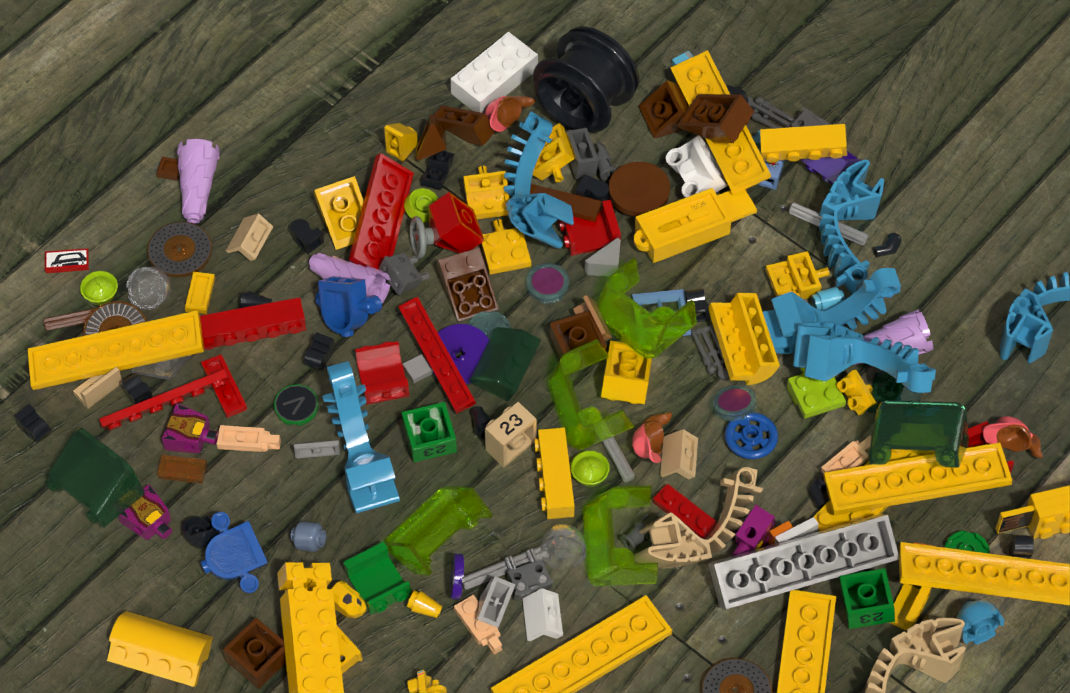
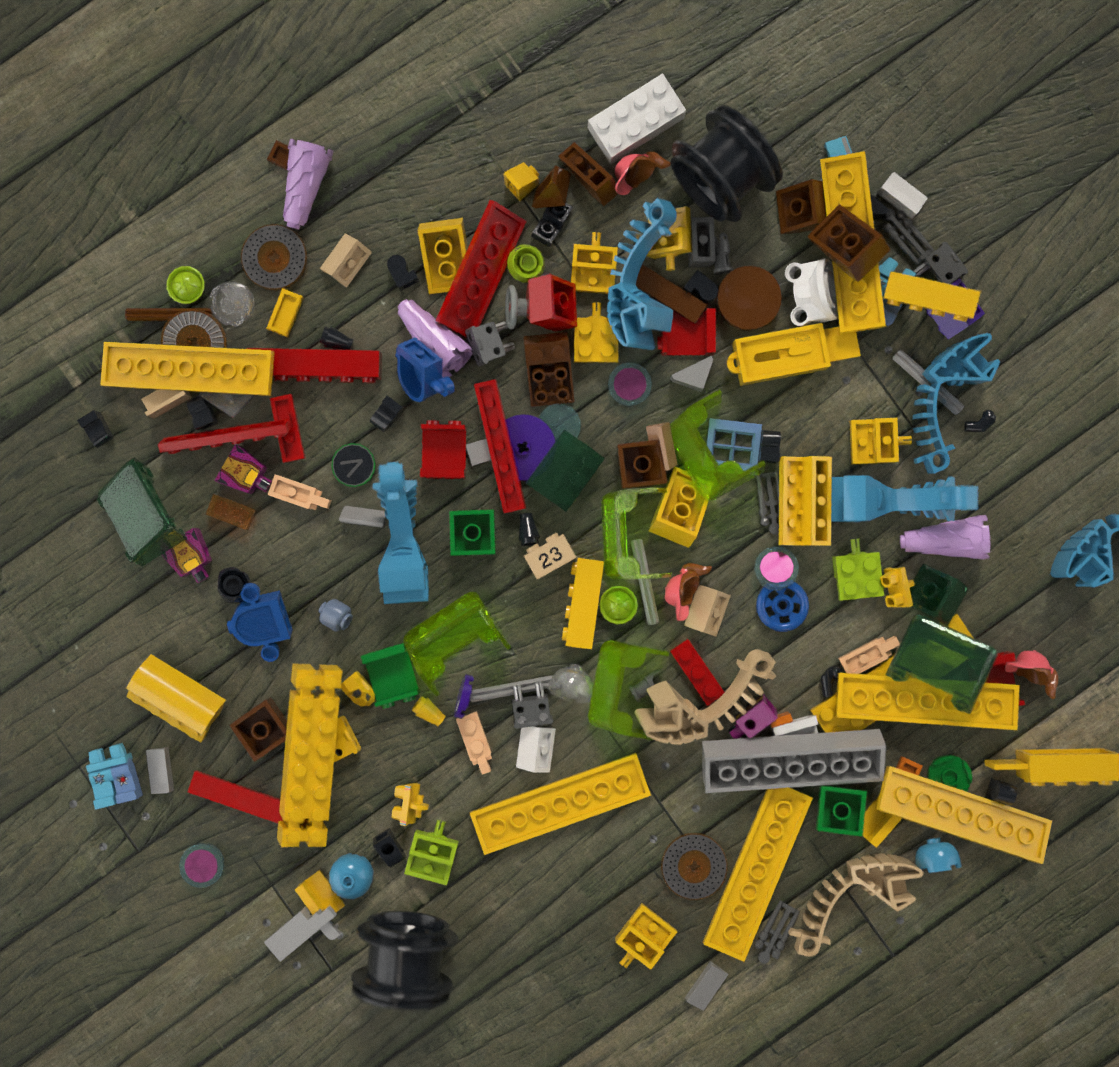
camera: 15 degrees right, 30 degrees up
(66, 260) = (160, 243): tile -> none
(494, 601) = (491, 732): light grey slope -> none
(755, 85) = (902, 195): none -> white panel
(827, 298) = (900, 473): medium azure brick -> none
(831, 348) = (889, 543): dark azure piece -> none

